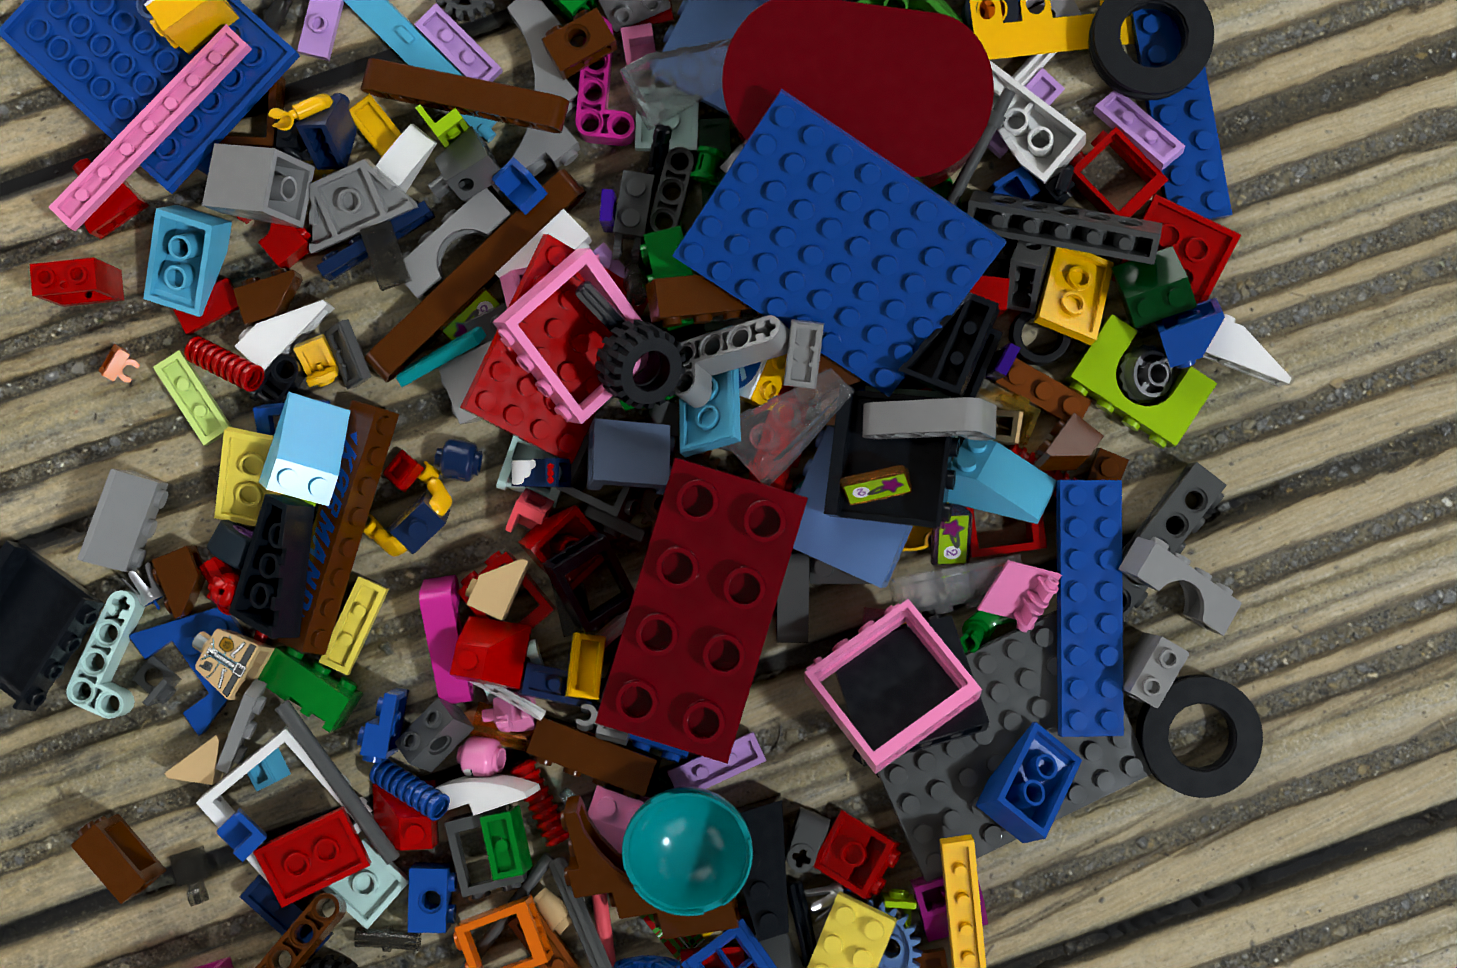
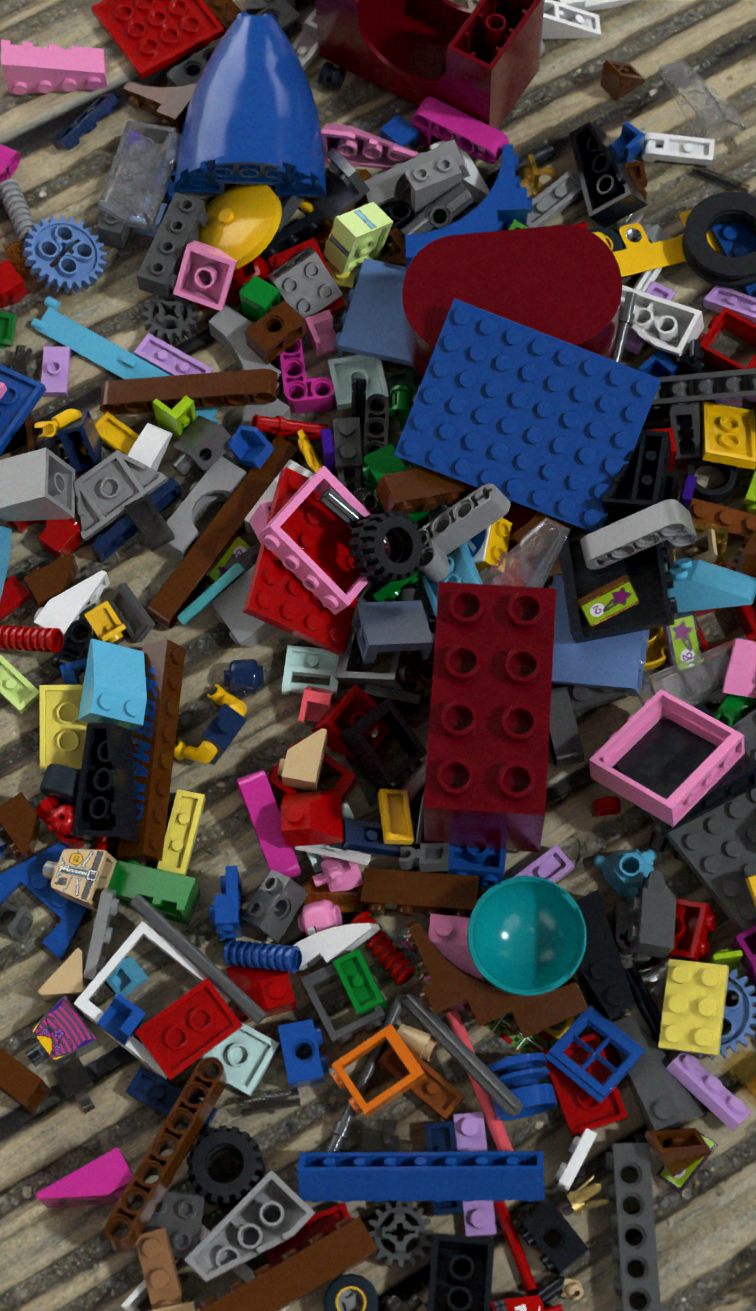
camera: 10 degrees left, 20 degrees down
(181, 822) = (61, 1036): none -> torso
(403, 470) = (197, 695): red tile -> none
(541, 473) = (319, 665): dark blue leg -> none
(561, 166) = (280, 426): none -> red pin
(588, 199) = (308, 451): none -> yellow piece
(674, 80) = (361, 342): clear wedge -> none
(803, 354) = (520, 508): light grey plate -> none
(811, 701) = (606, 806): none -> red tile
(822, 777) = (626, 869): none -> medium azure rock
(831, 846) = (653, 918): none -> dark grey hinge

